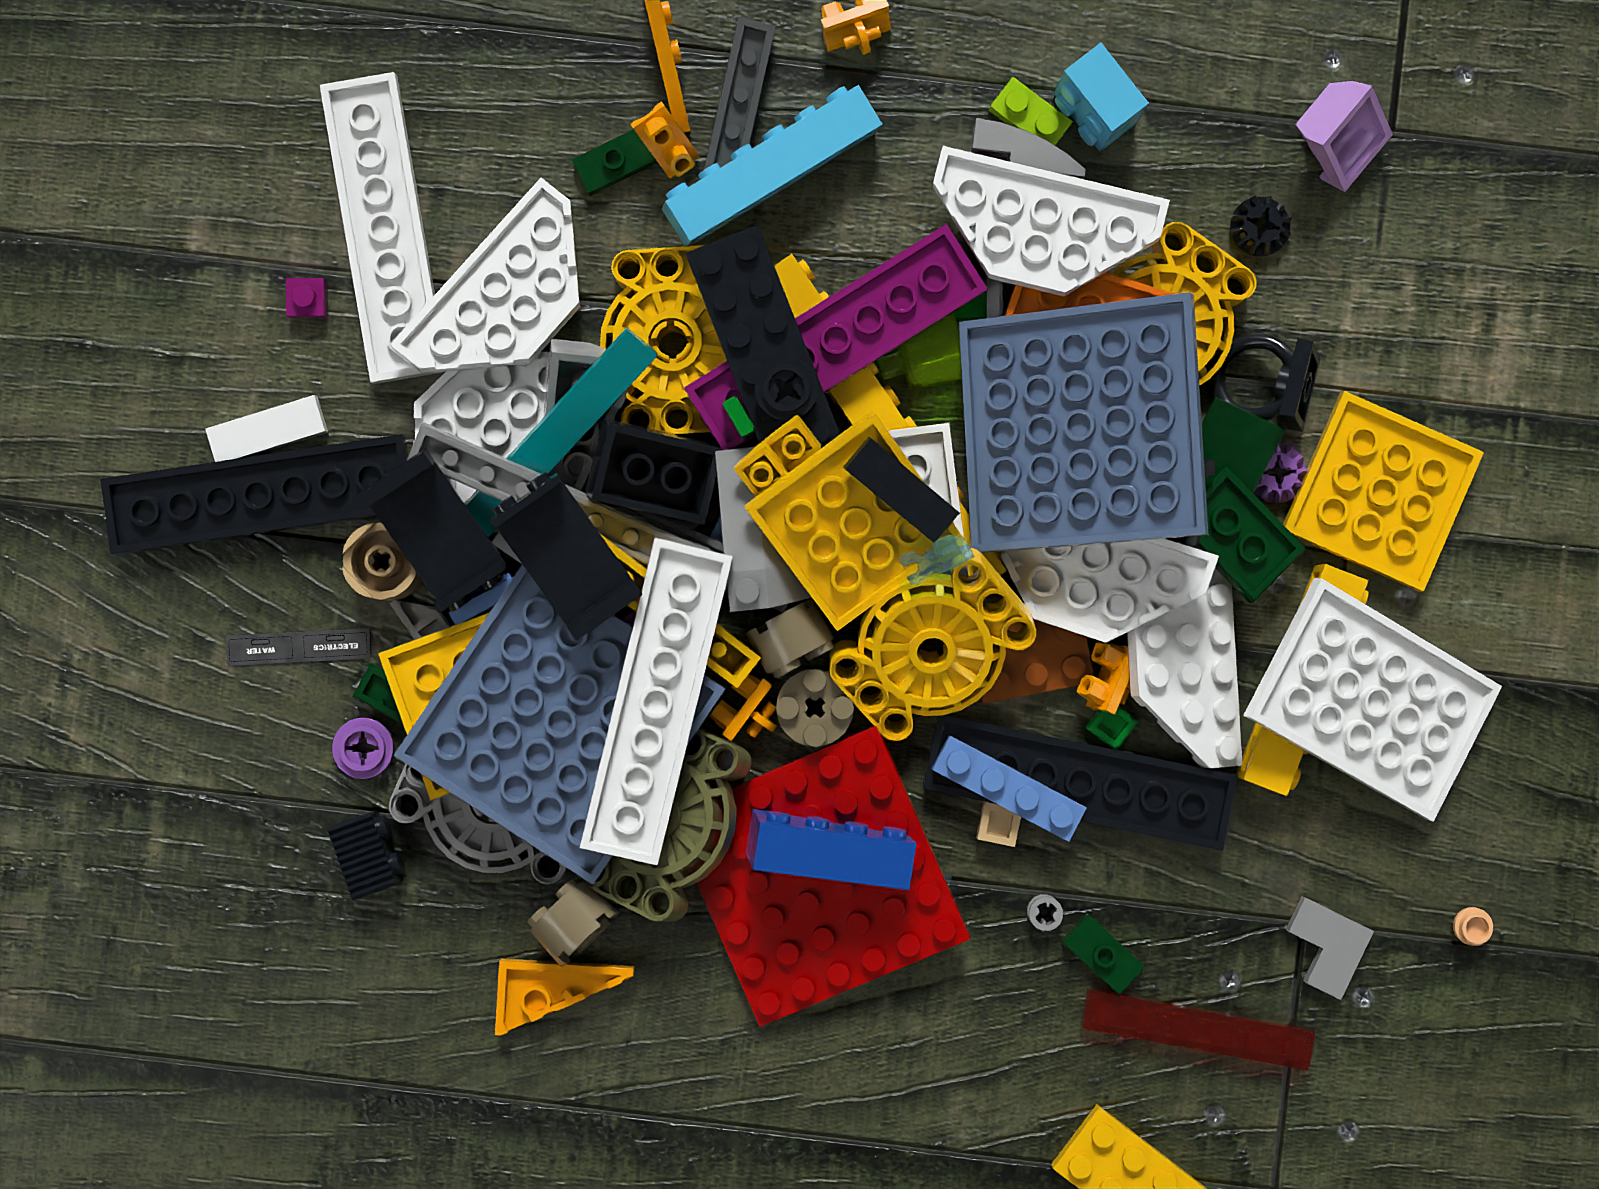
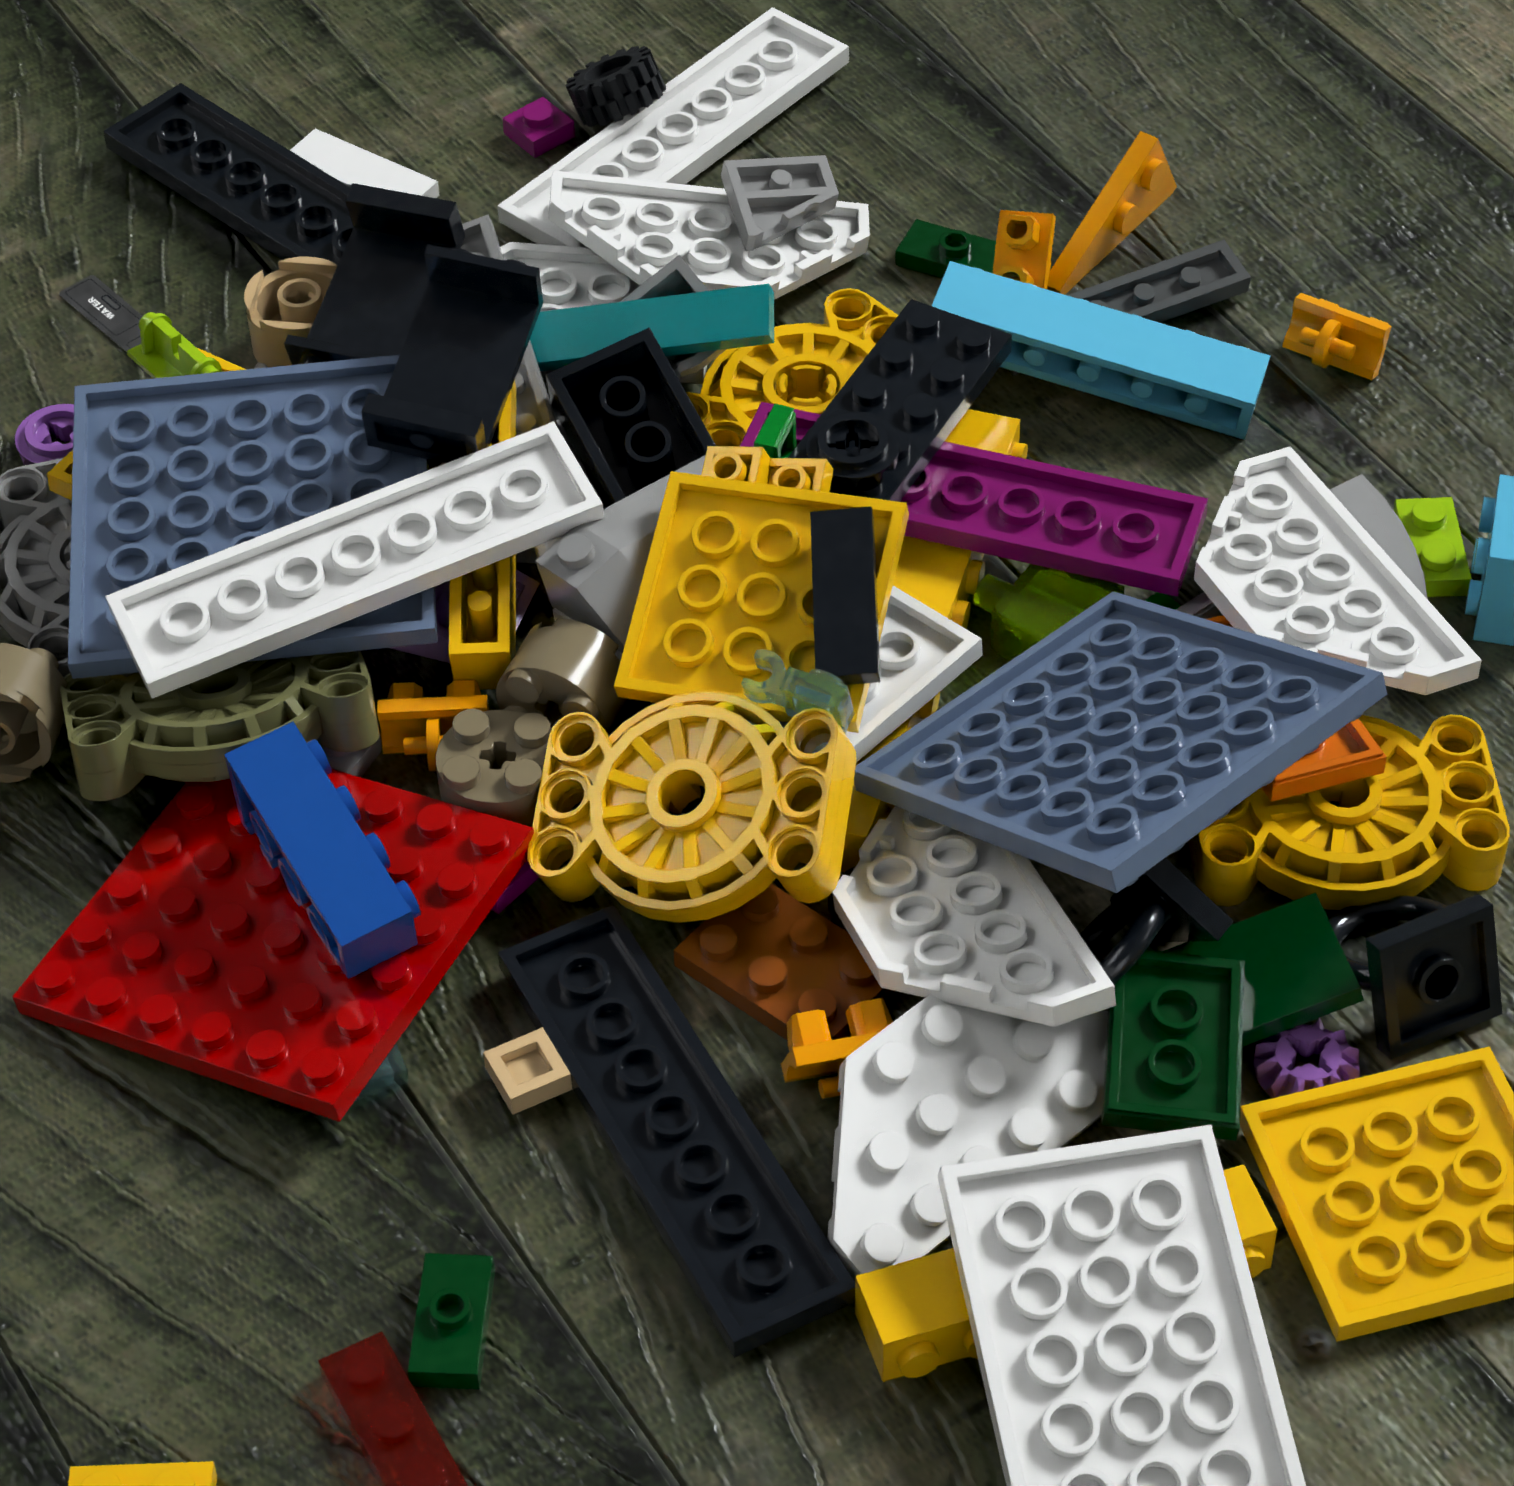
camera: 55 degrees right, 40 degrees down
(306, 236) = (615, 86): none -> black tyre
(405, 675) = (167, 352): none -> lime hinge
(511, 235) = (777, 195): none -> light grey wing
(1009, 788) = (585, 1033): medium blue plate -> none
(1057, 913) = (439, 1196): light grey bush -> none
(1111, 728) = (786, 1112): green tile -> none

